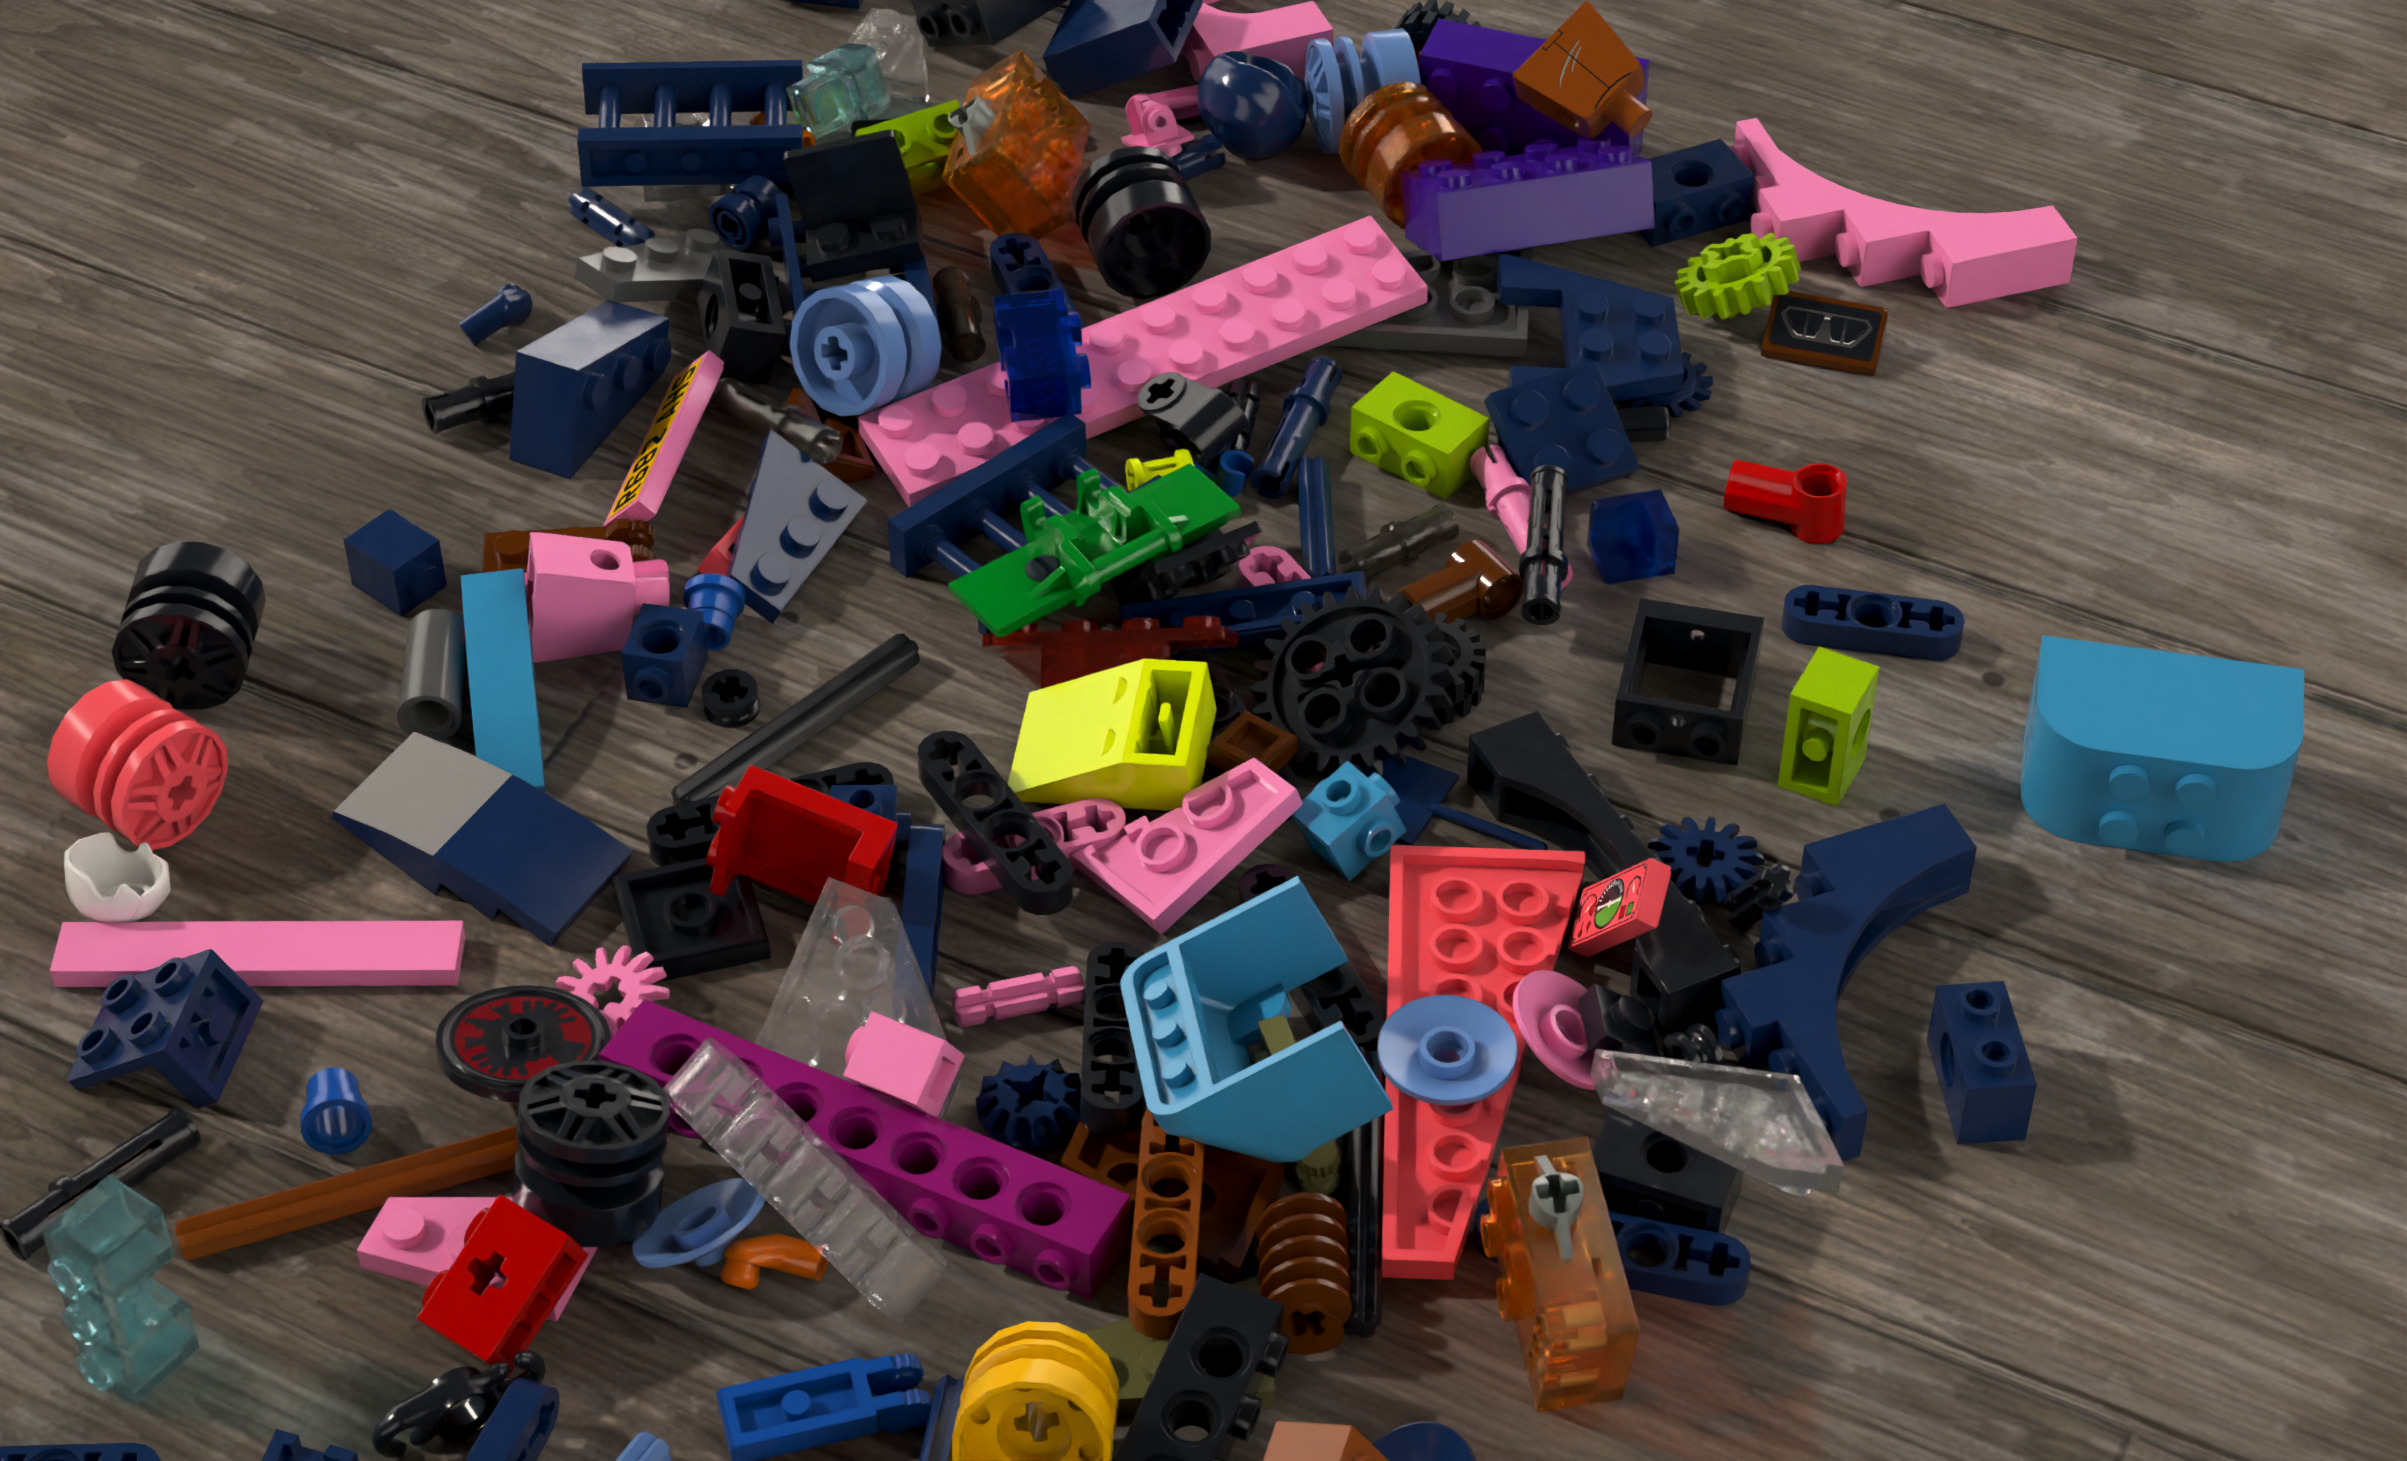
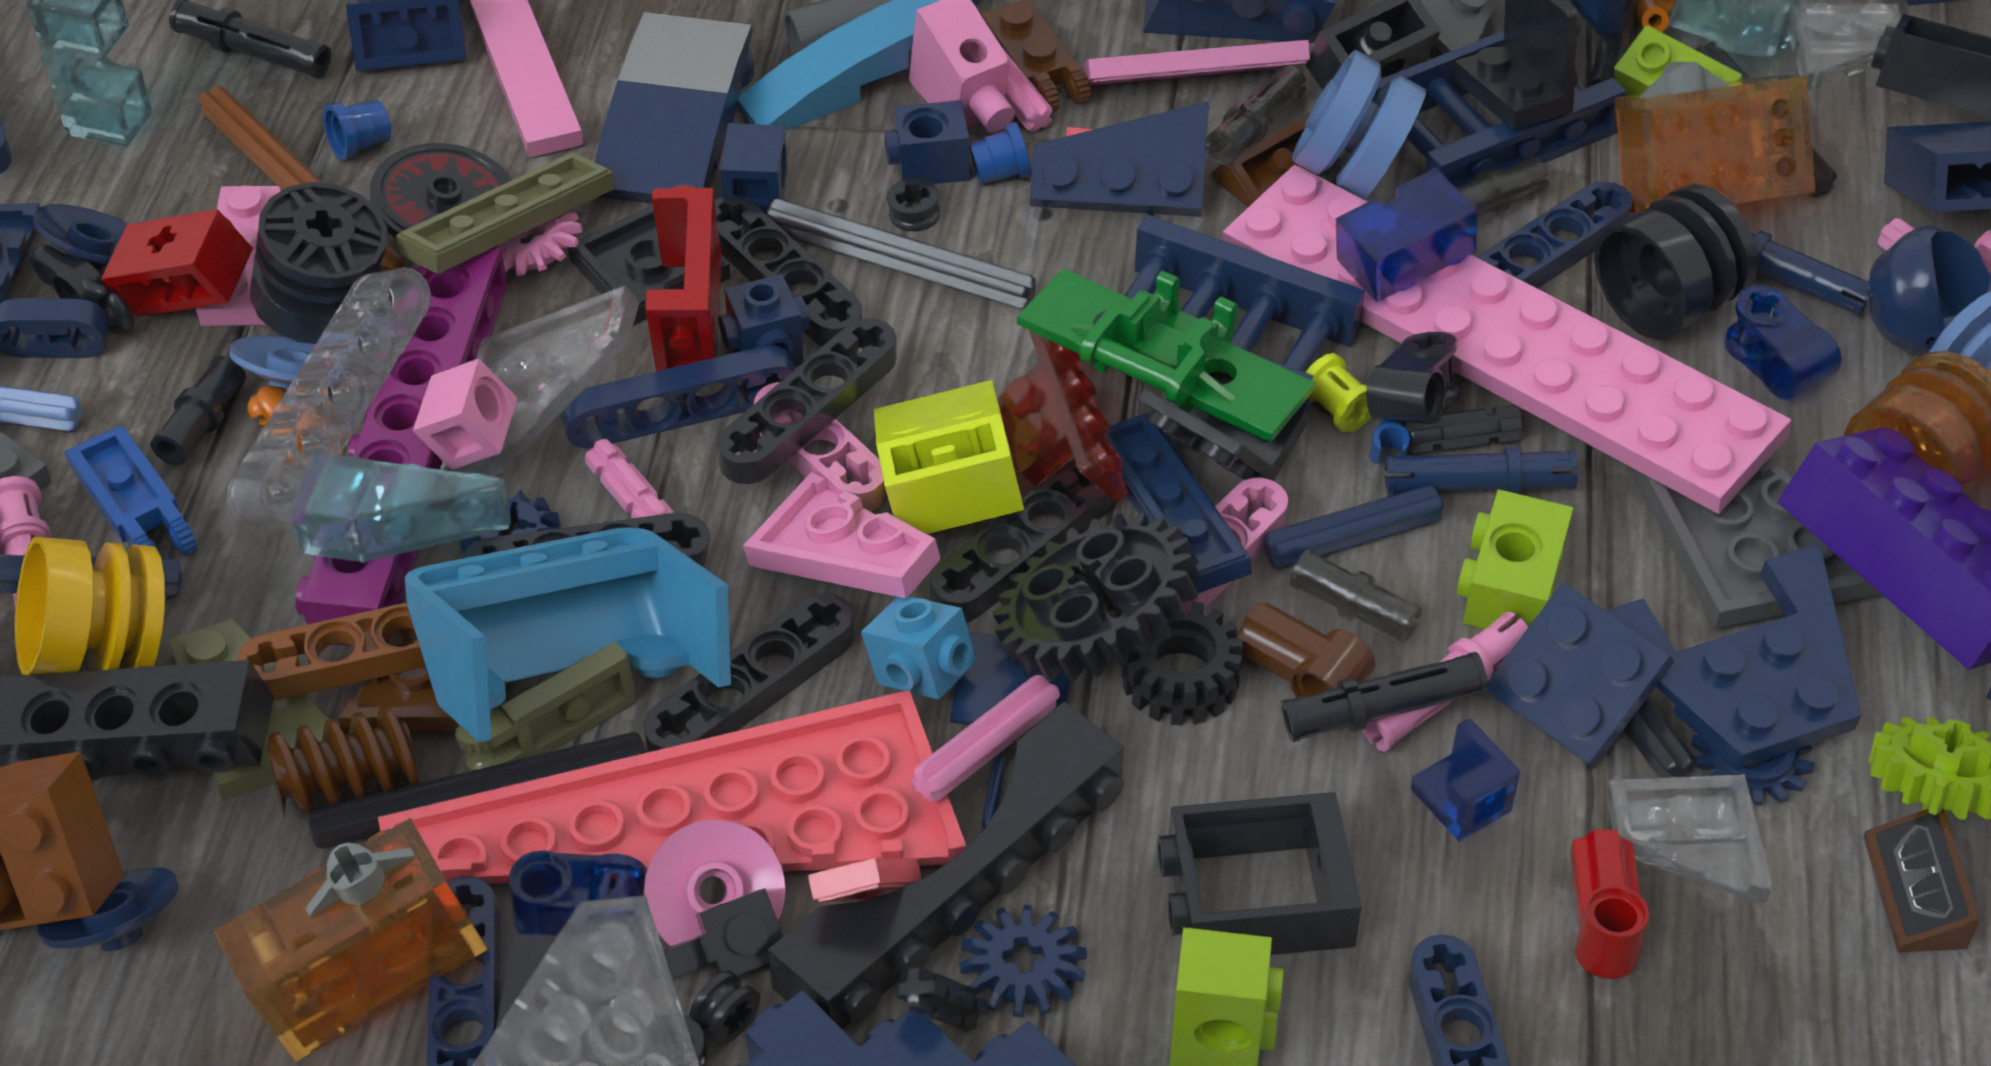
camera: 70 degrees right, 5 degrees up
(381, 1376) = (80, 231): none -> dark blue dish
(598, 984) = (504, 212): none -> olive tile
(618, 790) = (754, 163): none -> dark blue brick
(720, 1326) = (198, 410): none -> black pin
(1013, 1157) = (385, 509): none -> clear light blue slope
(1154, 126) = (1842, 235): bright pink hinge -> none
(1248, 210) = (1783, 349): none -> clear blue piece
(1252, 738) = (986, 552): reddish brown tile -> none
(1447, 1050) = (613, 766): medium blue dish -> none
(1473, 806) = (985, 738): none -> bright pink axle
(1537, 1115) = (569, 882): none -> clear blue piece
(1732, 426) = (1694, 829): none -> clear wing

